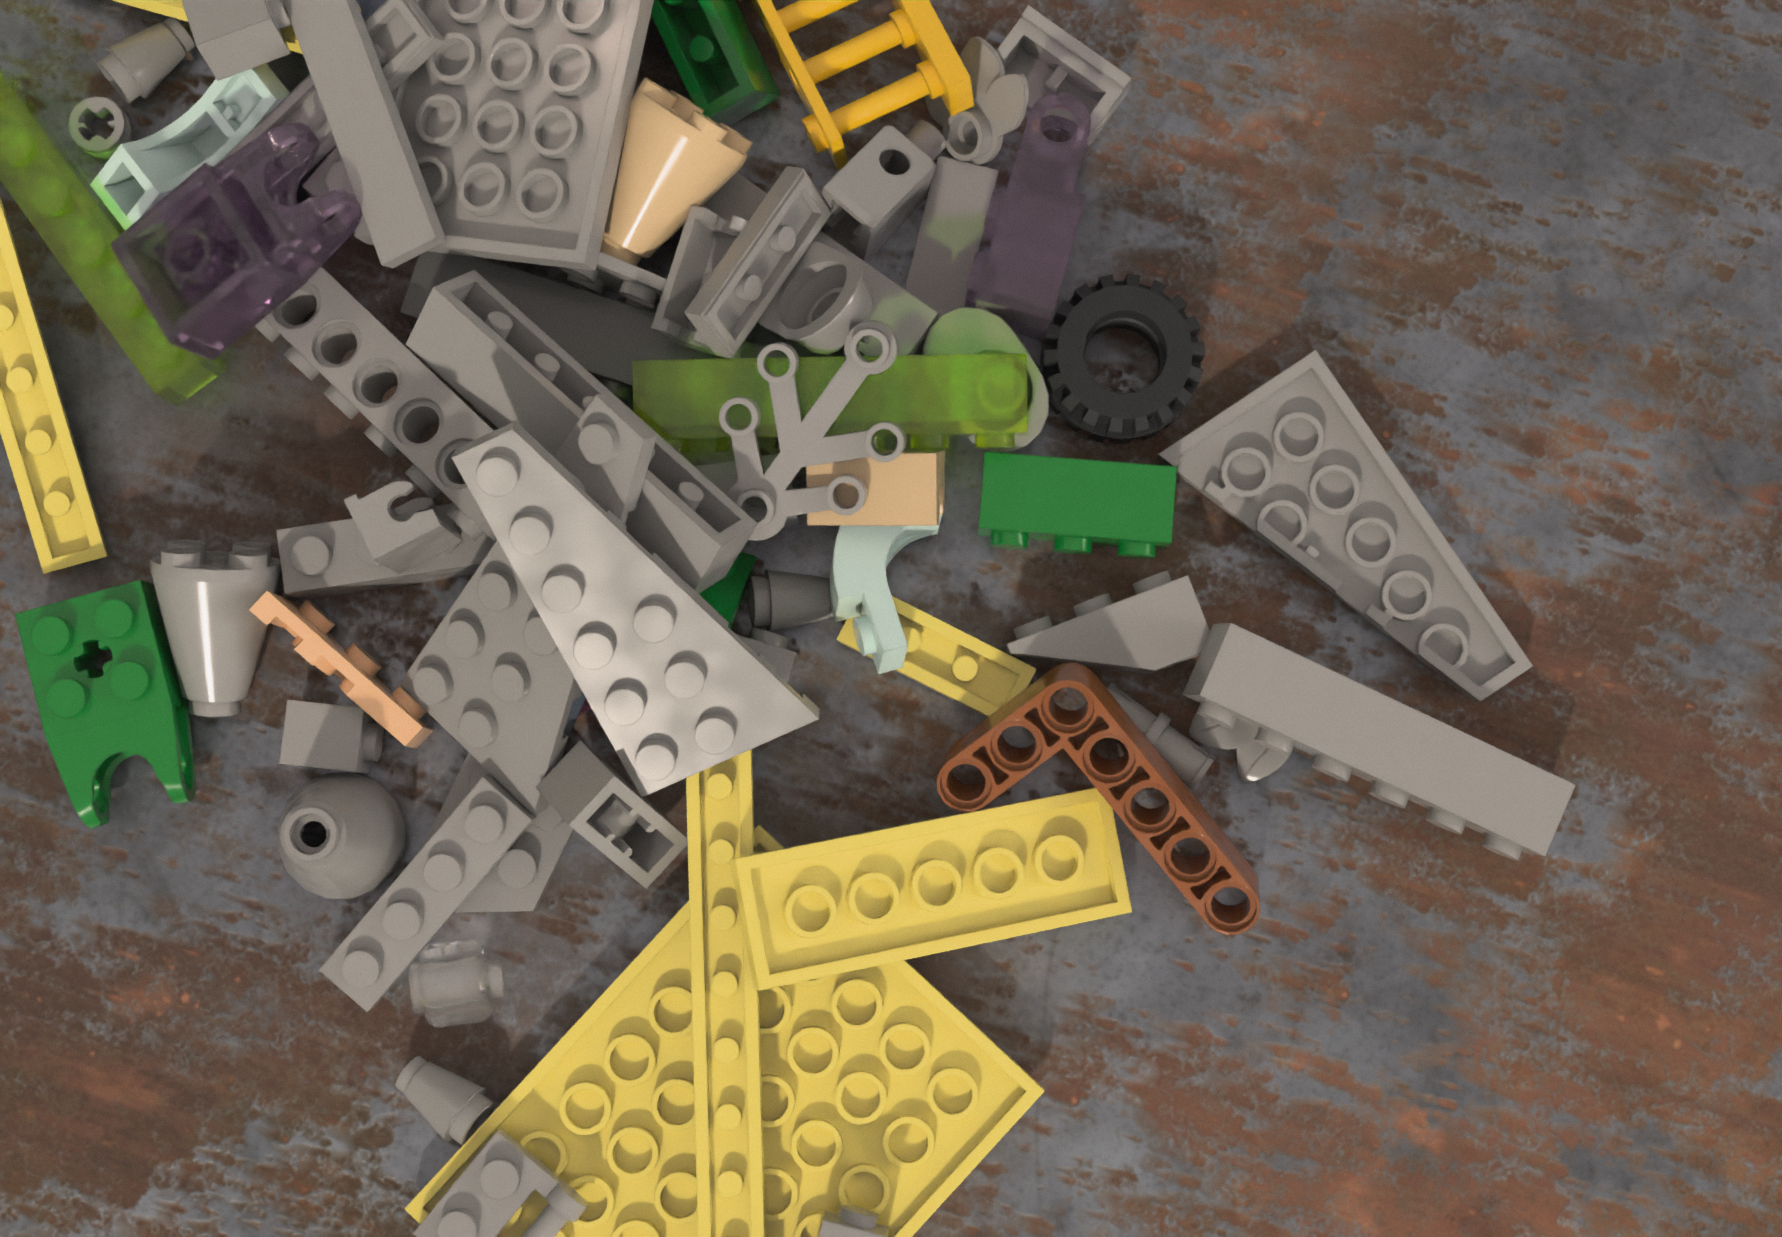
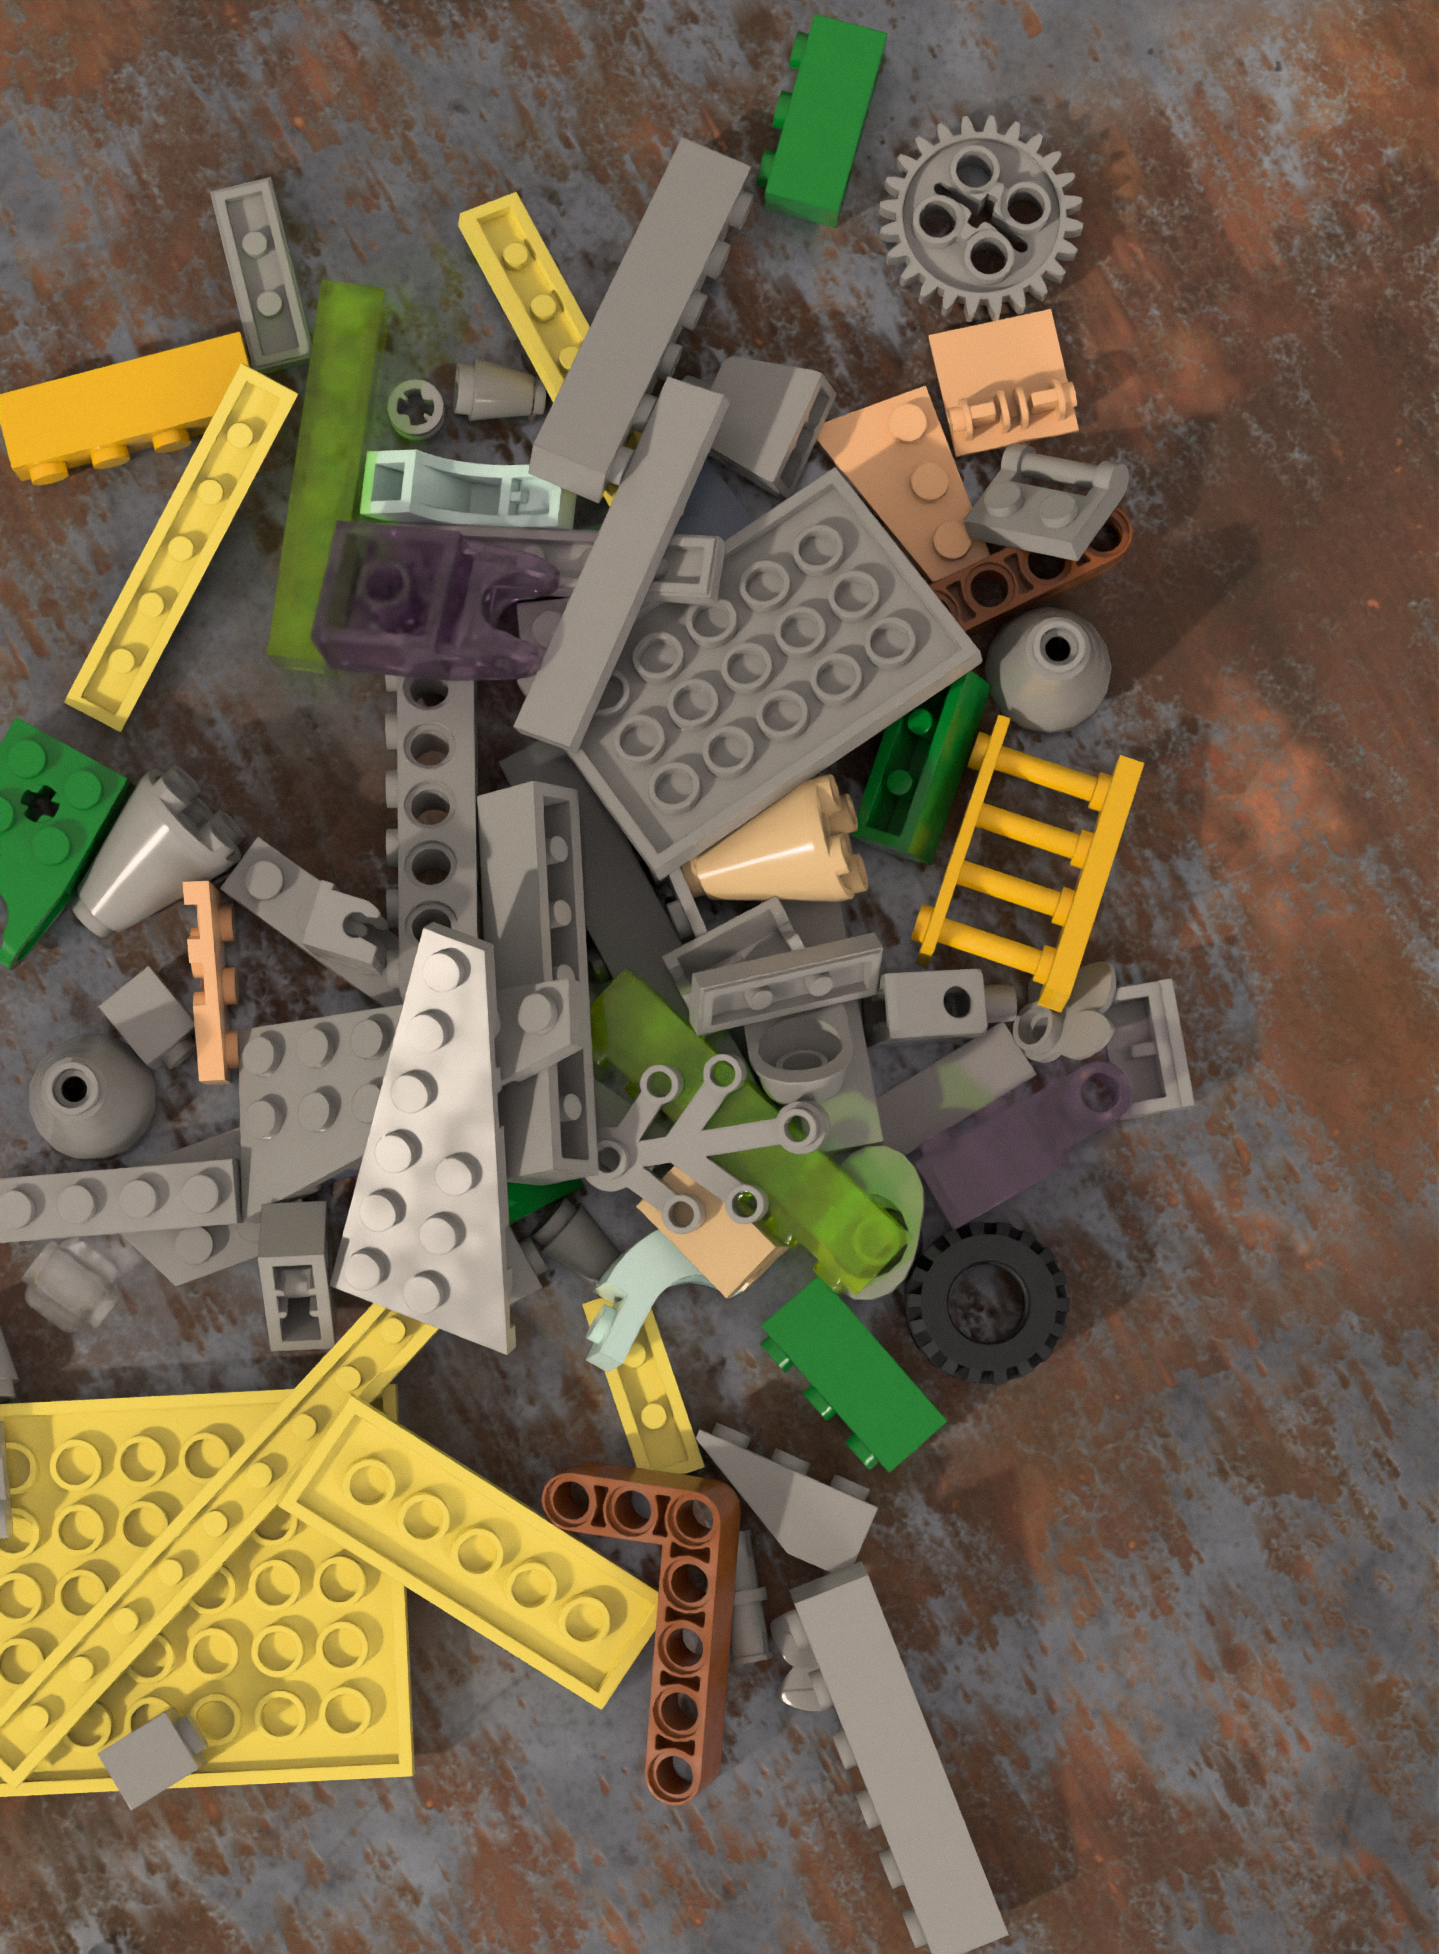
camera: 40 degrees right, 0 degrees up
(1329, 499) = (1040, 1551): light grey wing -> none

